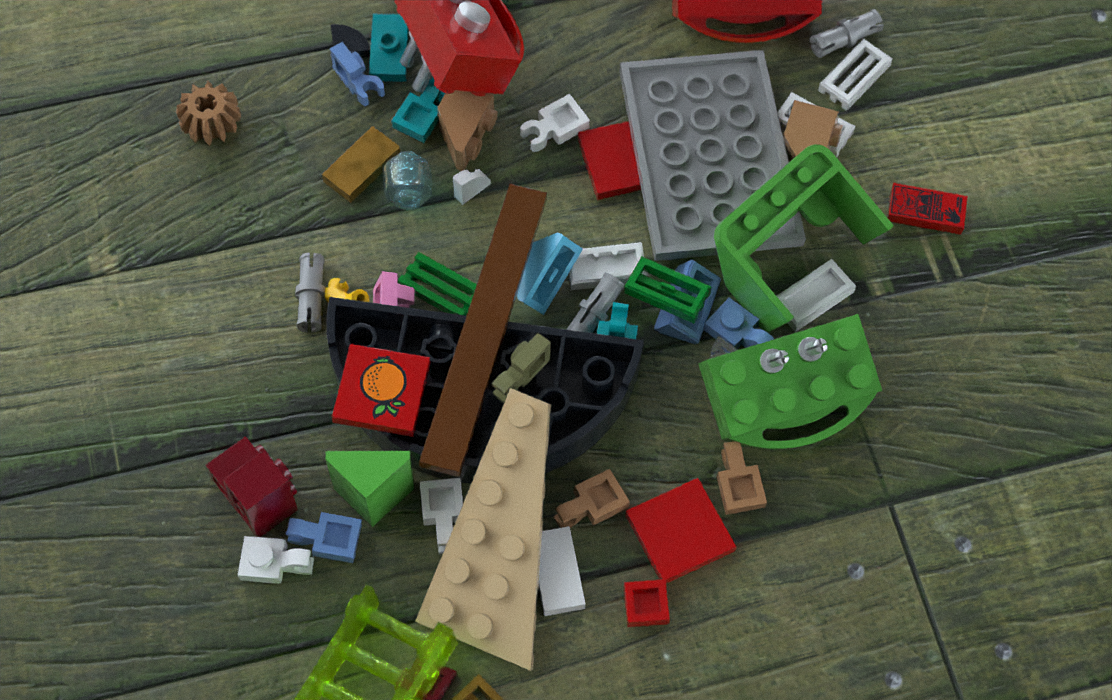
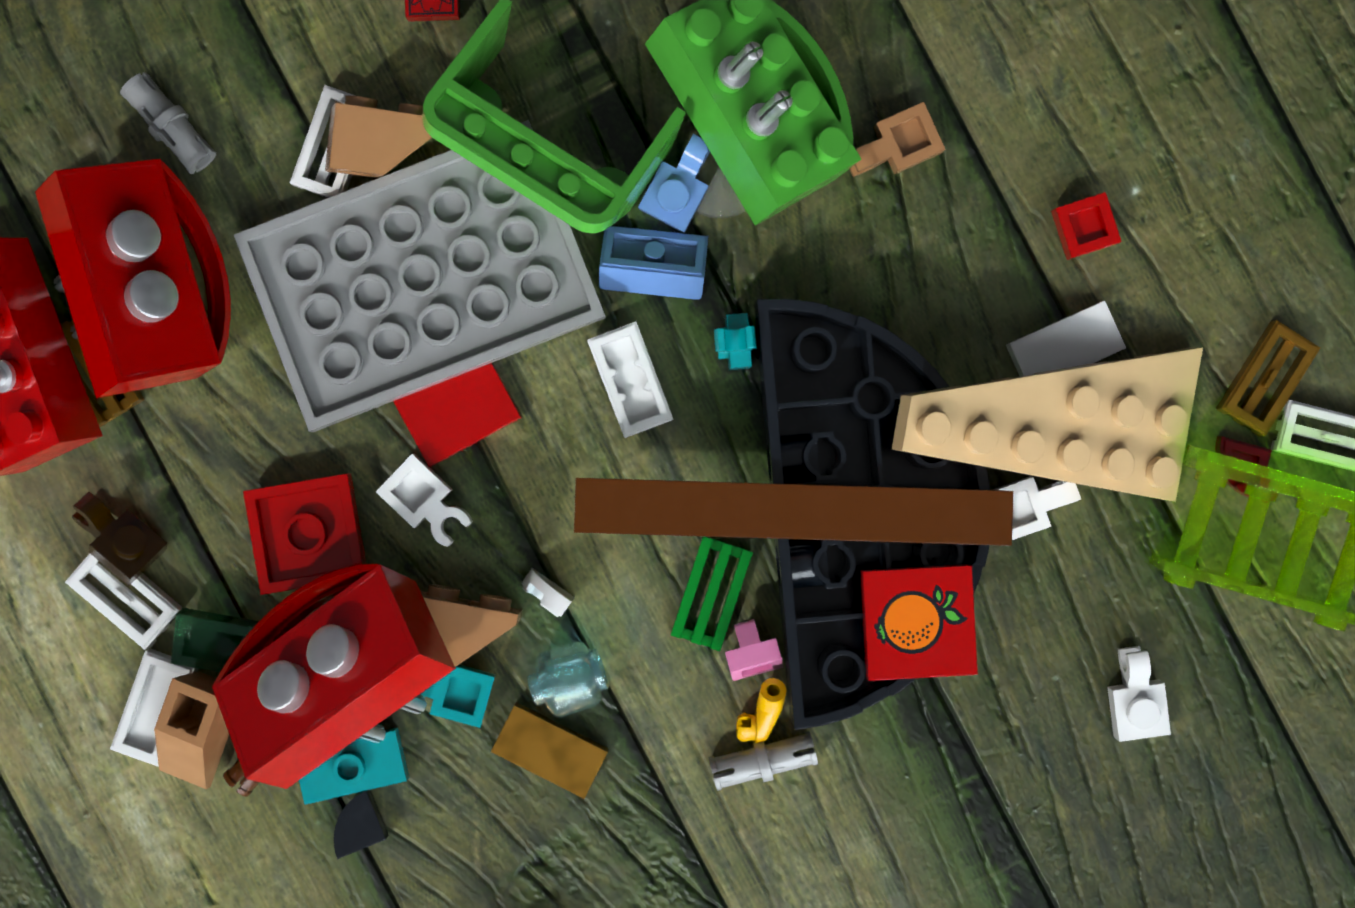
camera: 100 degrees left, 25 degrees up
(254, 485) = (1061, 751): dark red brick -> none
(332, 537) = (1095, 631): medium blue plate -> none
(350, 69) = (406, 807): medium blue plate -> none
(371, 480) = (1030, 608): bright green slope -> none
(525, 364) = (838, 442): olive plate -> none
(546, 270) = (669, 456): medium azure slope -> none
(553, 52) = (303, 531): none -> red plate
(596, 498) = (965, 315): medium nougat plate -> none
(597, 304) = (737, 395): light grey pin -> none
(636, 279) = (669, 242): green tile -> none
(680, 531) = (977, 205): red tile -> none
(816, 294) = (601, 97): white tile -> none
(838, 93) = (272, 120): white tile -> none

